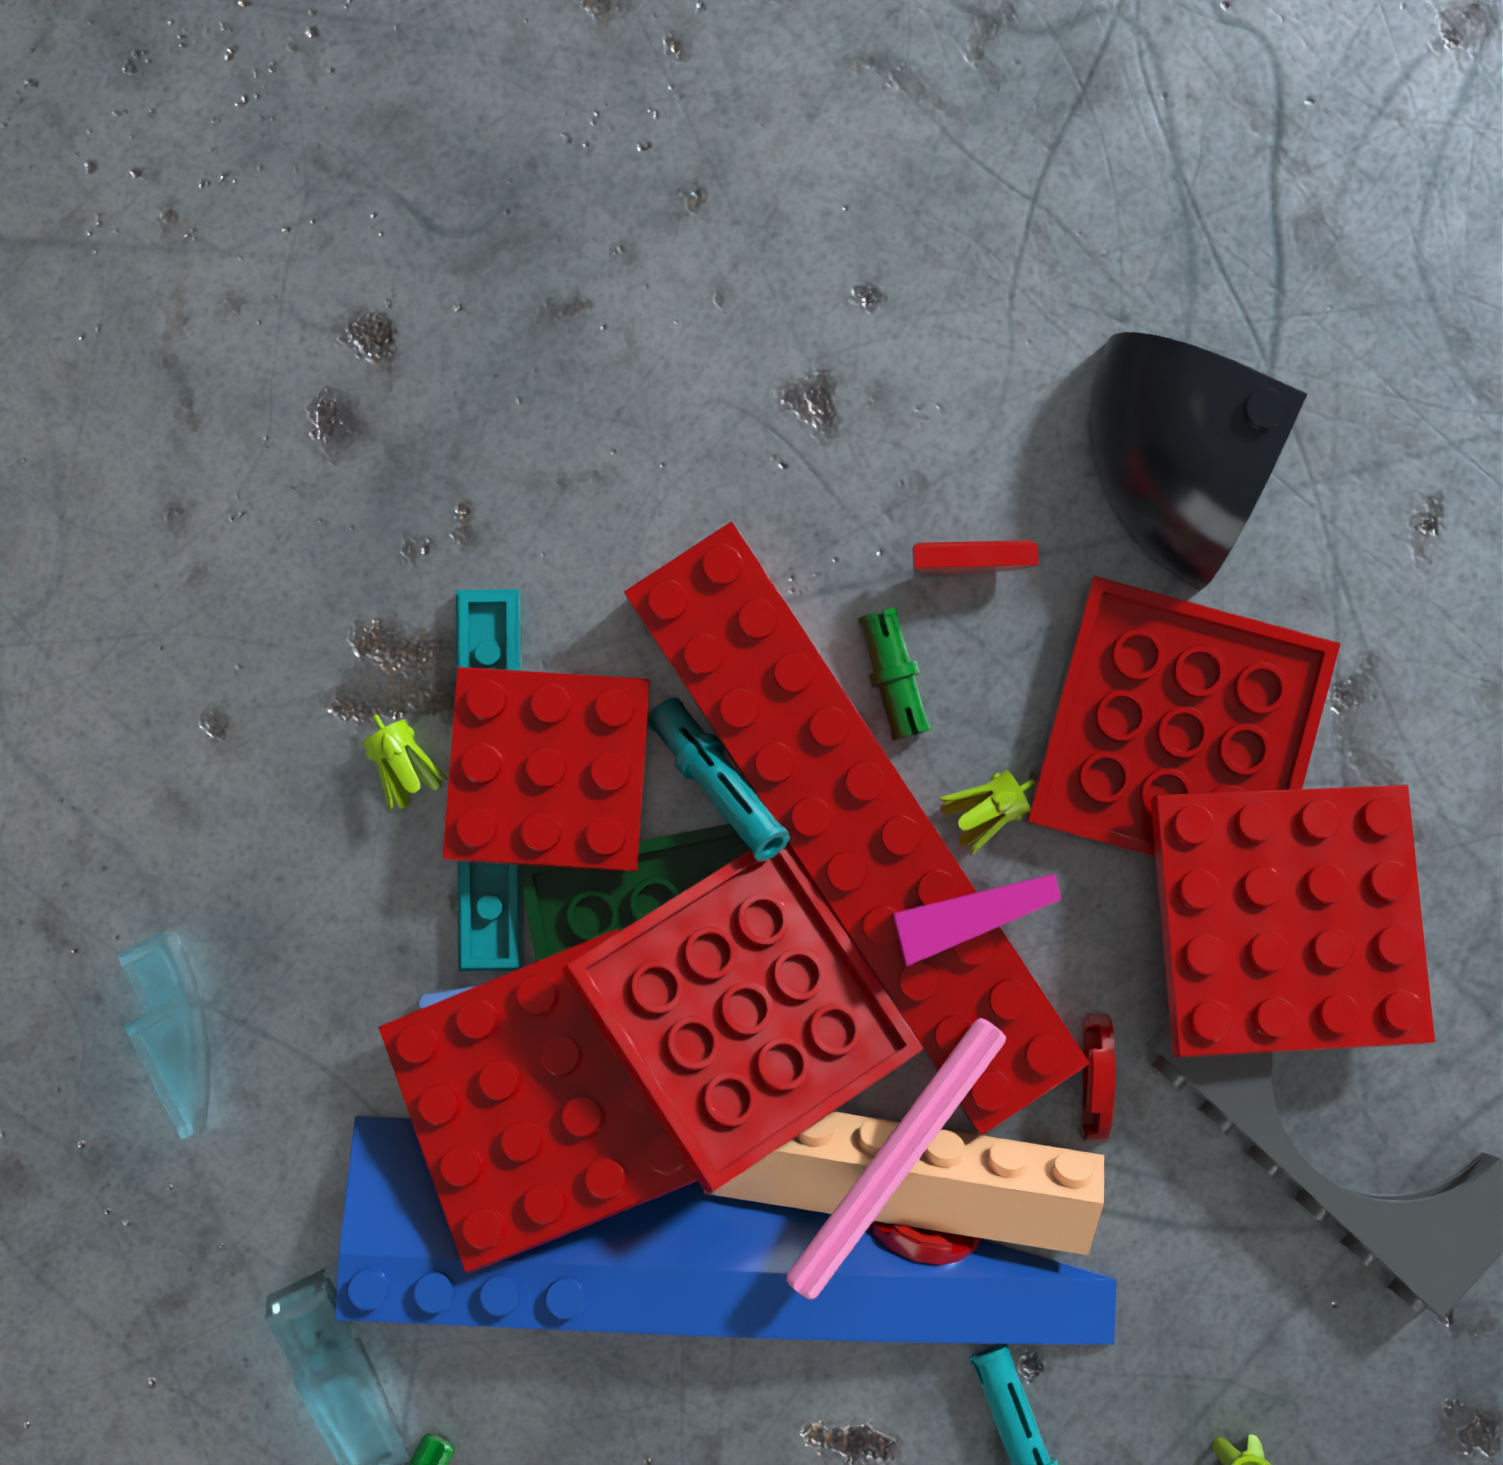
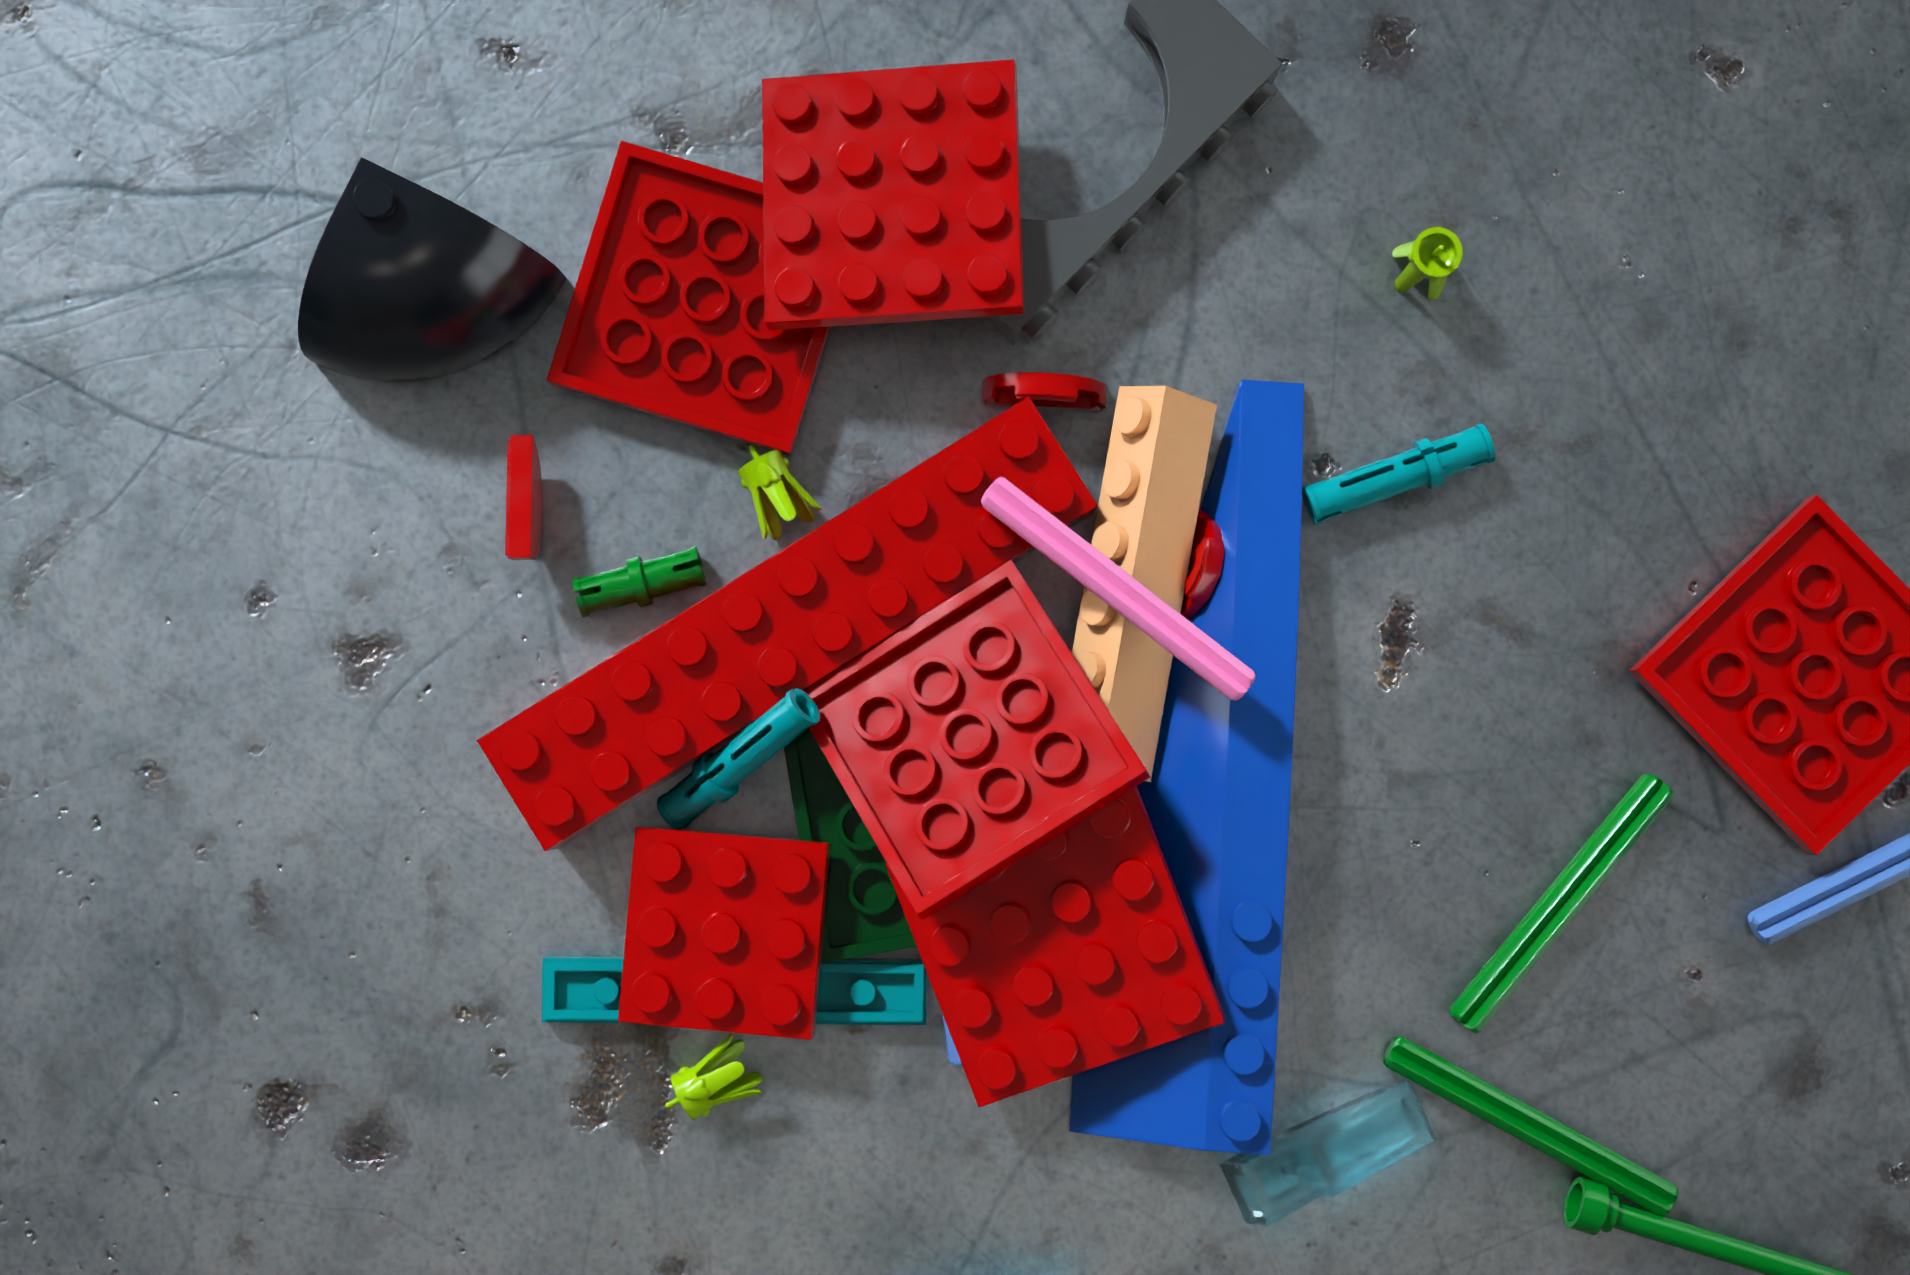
camera: 90 degrees left, 0 degrees up
(950, 922) = (885, 531): dark pink piece -> none

